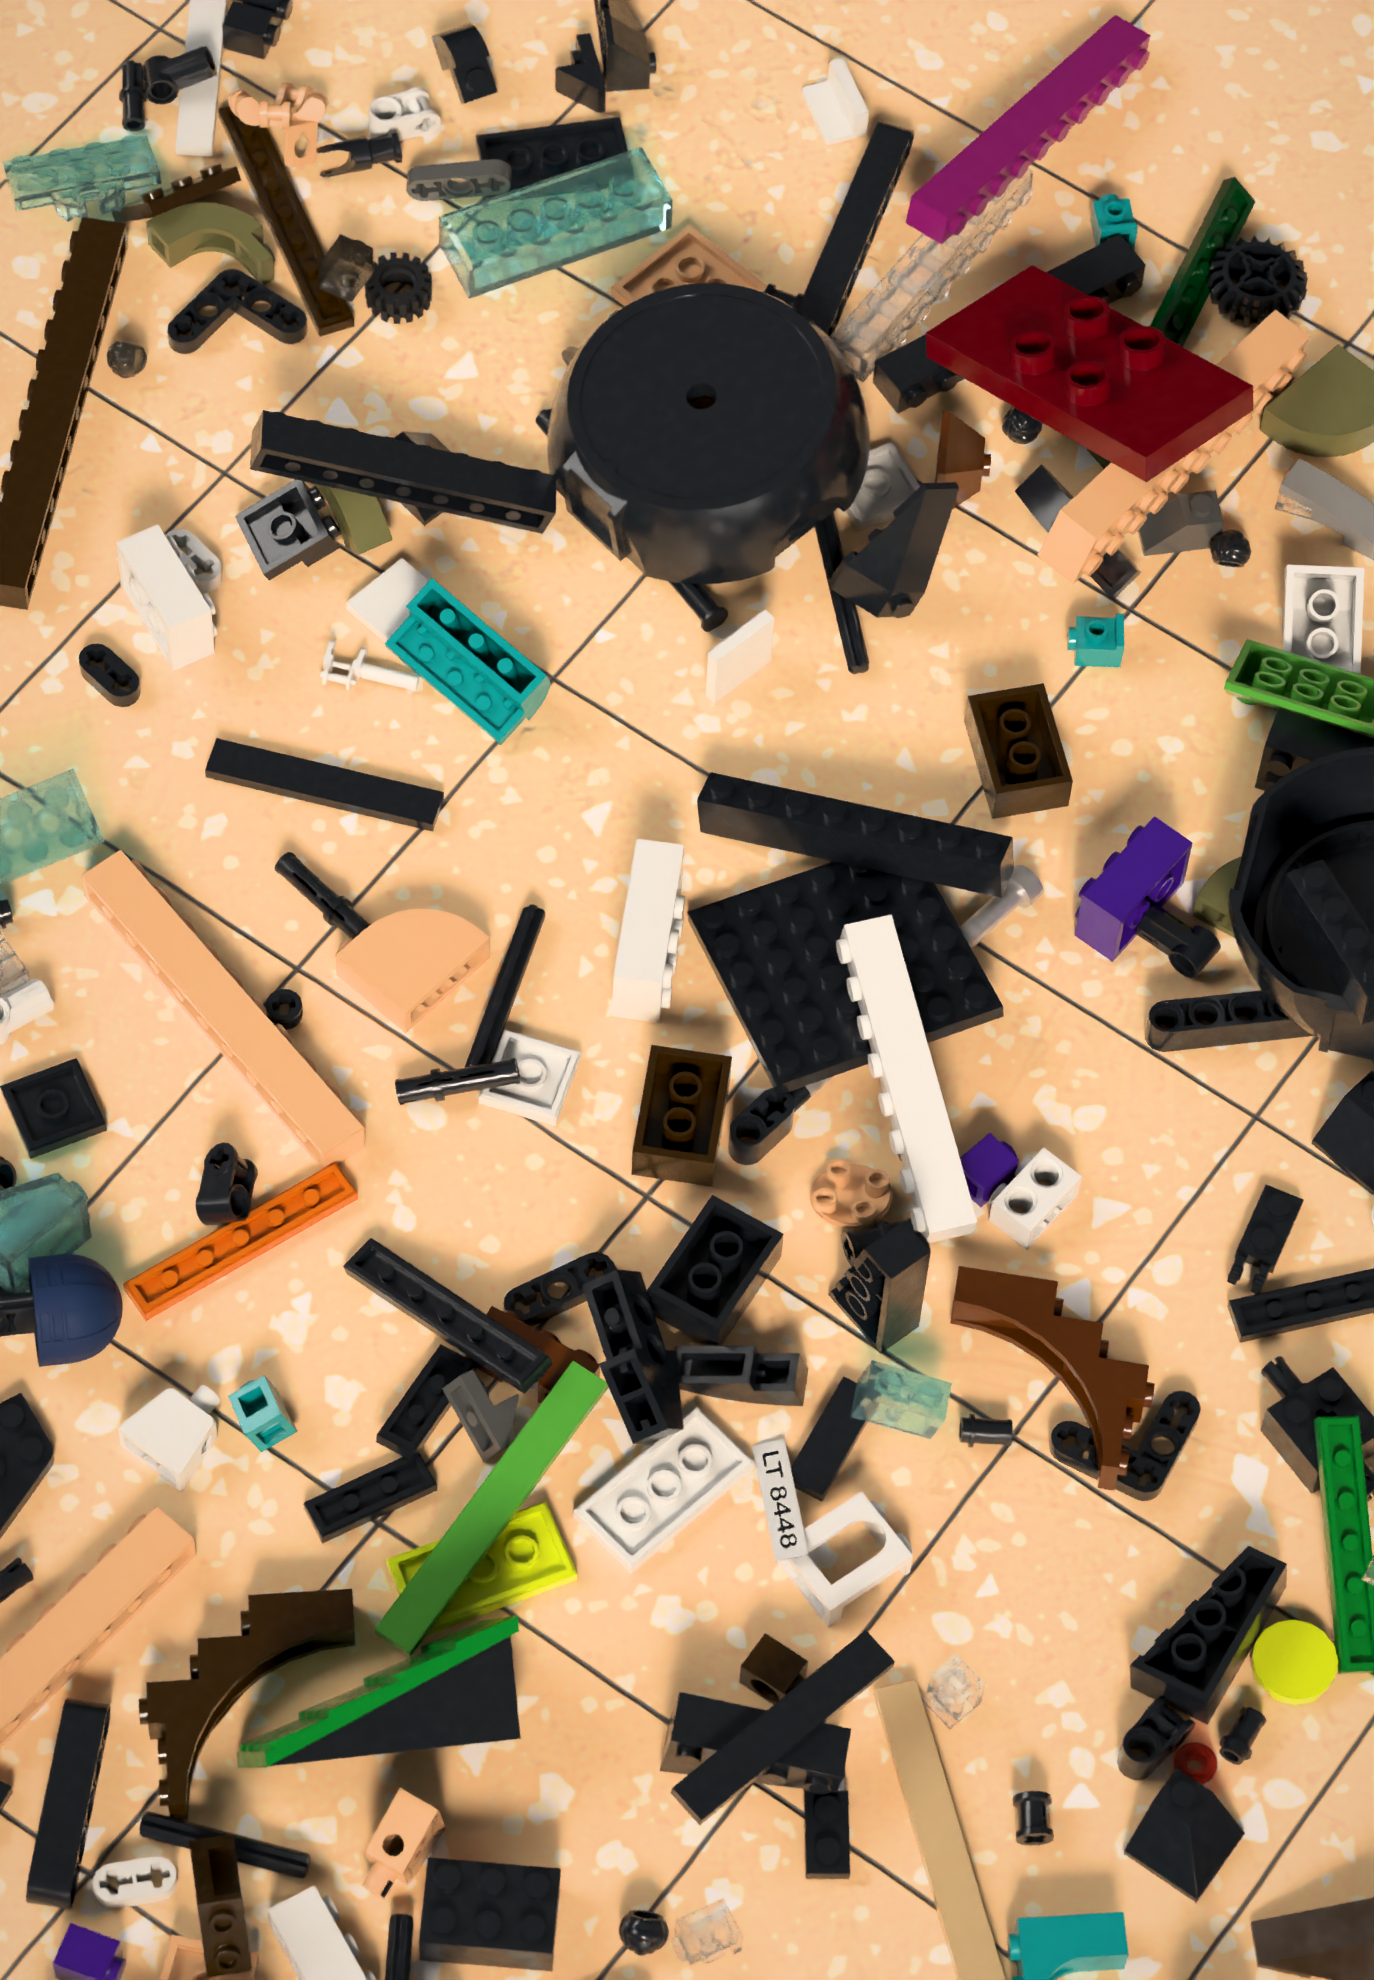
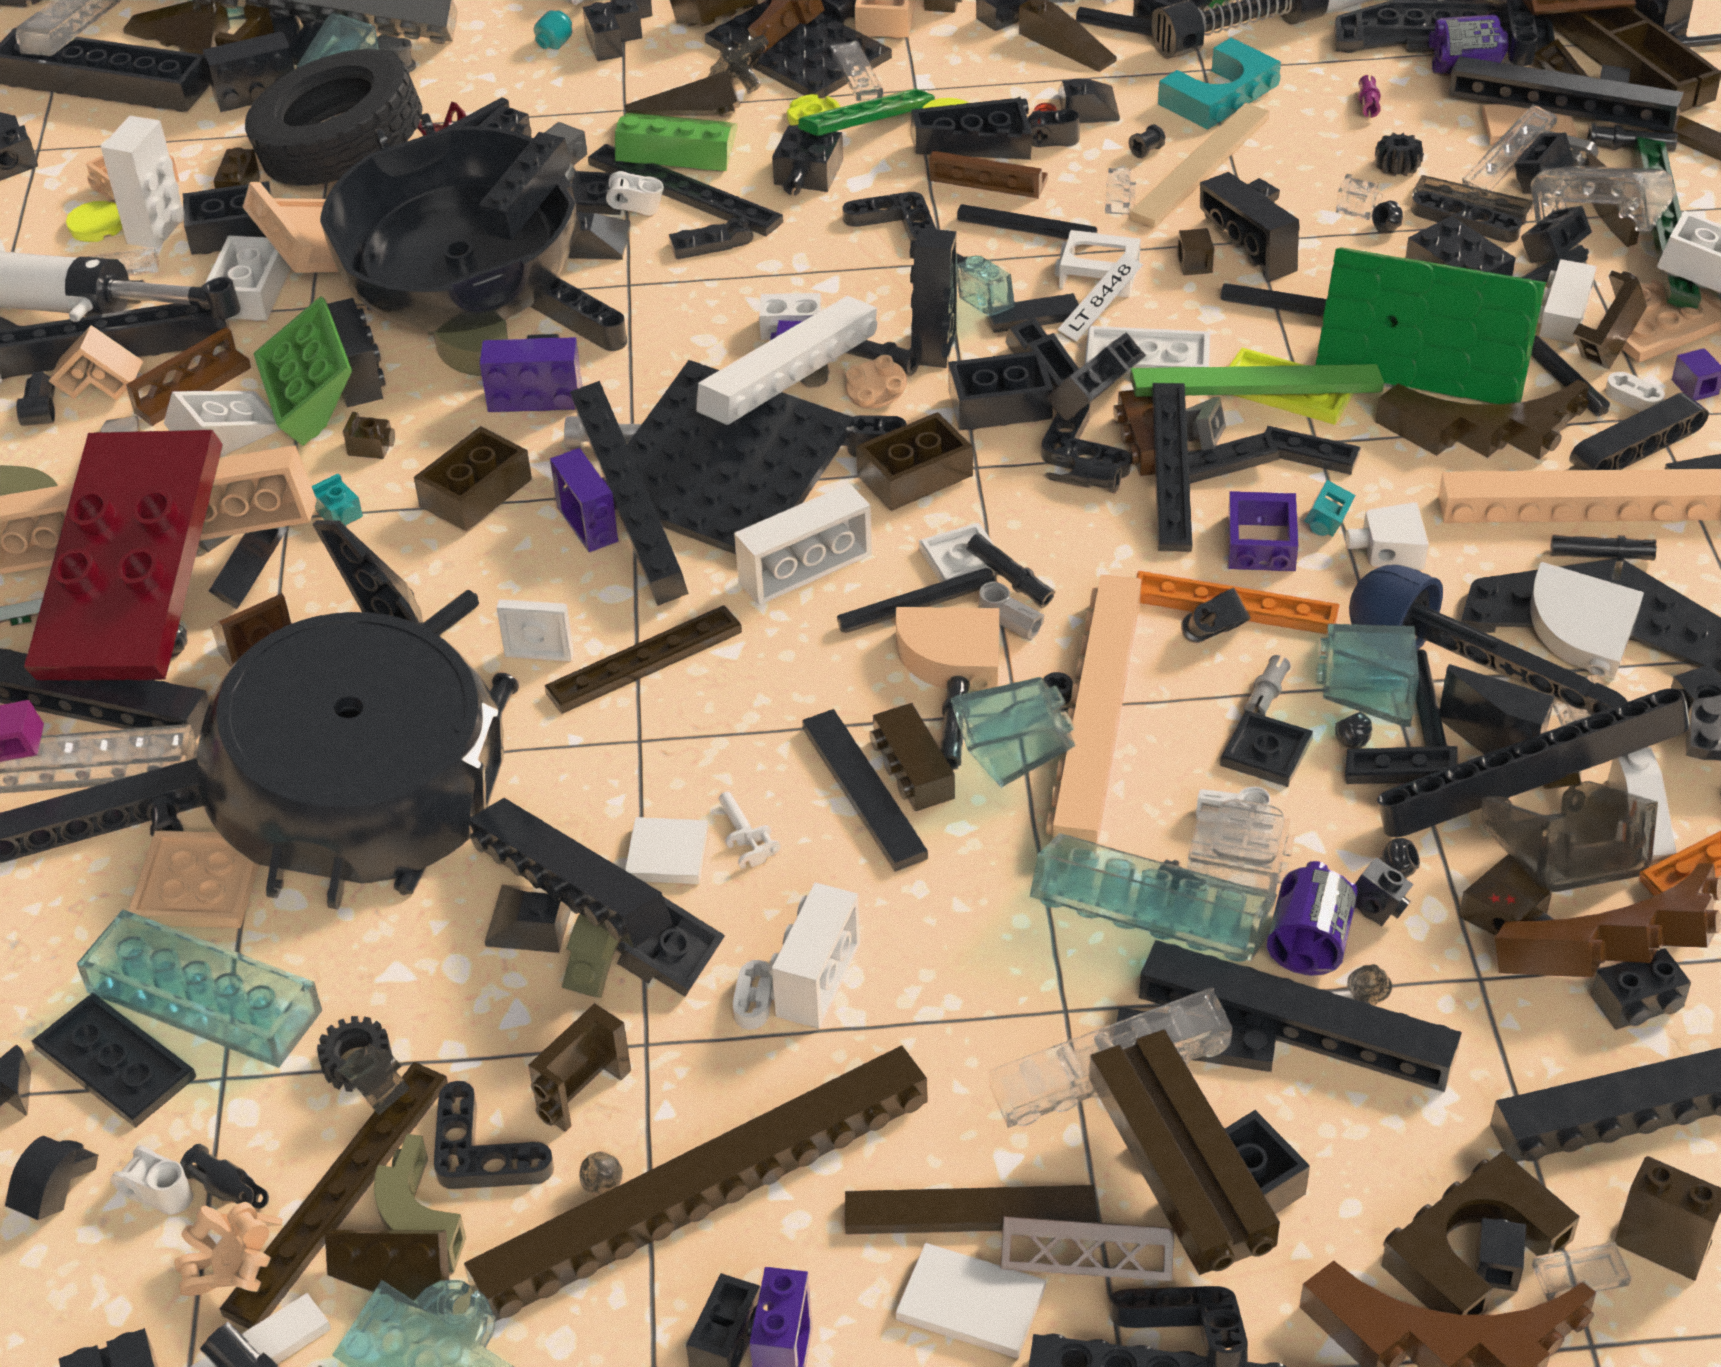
camera: 125 degrees left, 15 degrees down
(112, 1163) = (1268, 685): none -> light grey pin
(114, 669) = (902, 966): black beam -> none
(226, 407) = (574, 1060): none -> dark brown panel
(248, 894) = (1014, 727): none -> clear light blue slope
(313, 833) = (912, 757): none -> dark brown brick
(320, 1362) = (1262, 510): none -> dark purple window
(405, 1041) = (1012, 613): none -> light grey piece
(434, 181) = (202, 1083): dark grey beam -> none
(468, 662) = (688, 757): teal brick -> none
(531, 1261) = (1088, 473): none -> black piece
(580, 1710) = (1273, 299): none -> black axle
(647, 742) = (642, 659): none -> dark brown tile
(782, 1727) = (1237, 191): black tile -> none
(889, 789) = (585, 501): none -> dark purple window
(996, 1563) = (1020, 222): none -> black axle
(1031, 1318) = (871, 249): reddish brown arch -> none
(1122, 1588) = (987, 174): none -> reddish brown fence
(1183, 722) = (368, 436): none -> dark brown brick

